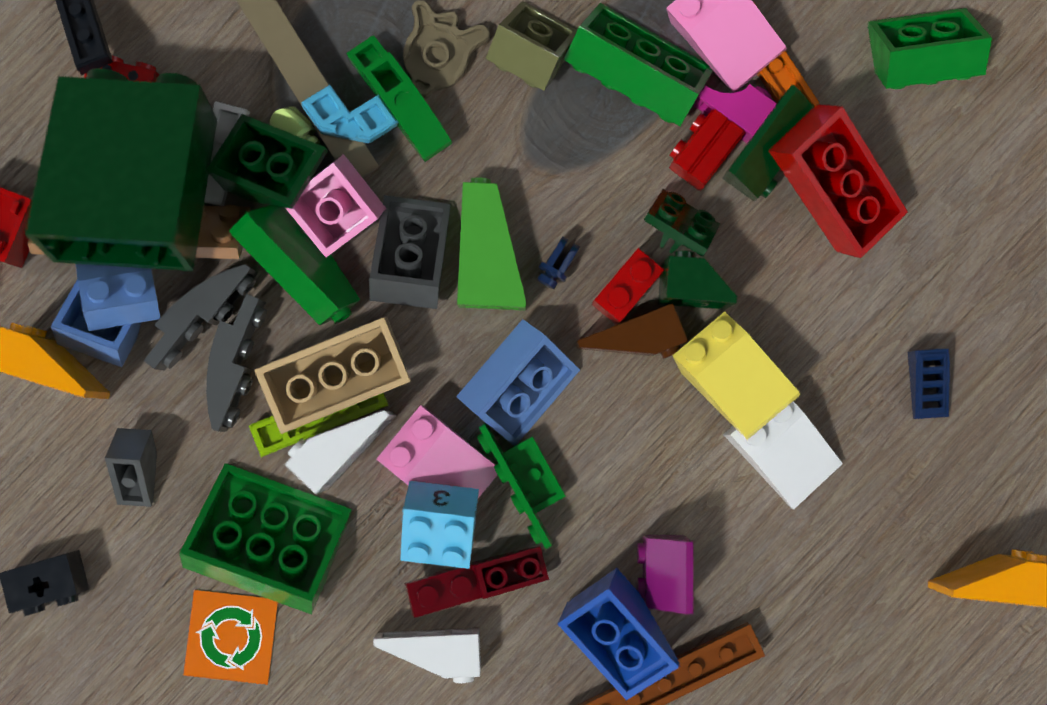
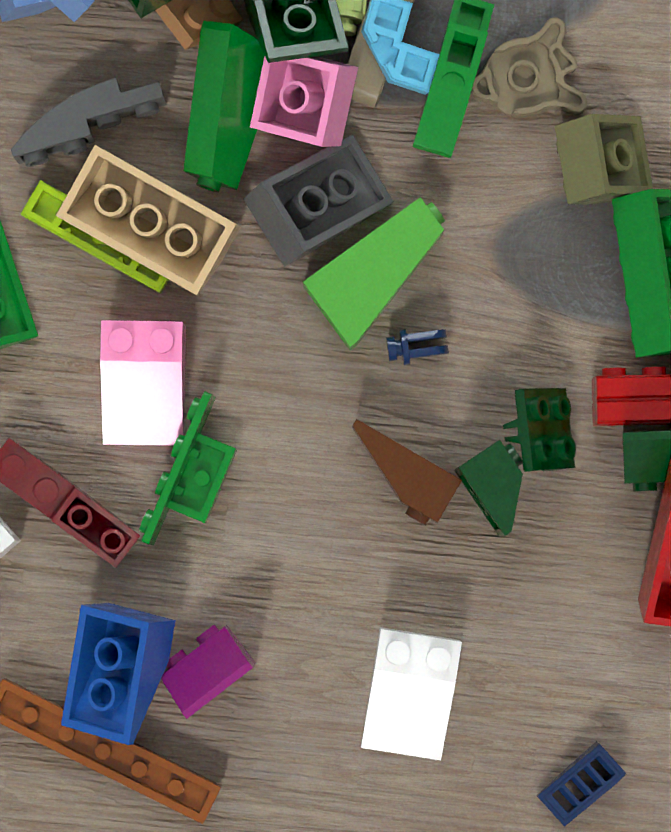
camera: 55 degrees right, 0 degrees up
(208, 302) = (124, 52): dark grey slope -> none
(328, 455) = (70, 275): white slope -> none
(439, 524) = (86, 425): medium azure brick -> none
(518, 382) = (275, 396): medium blue slope -> none
(627, 286) = (445, 427): red brick -> none
(735, 375) = (440, 590): light yellow slope -> none

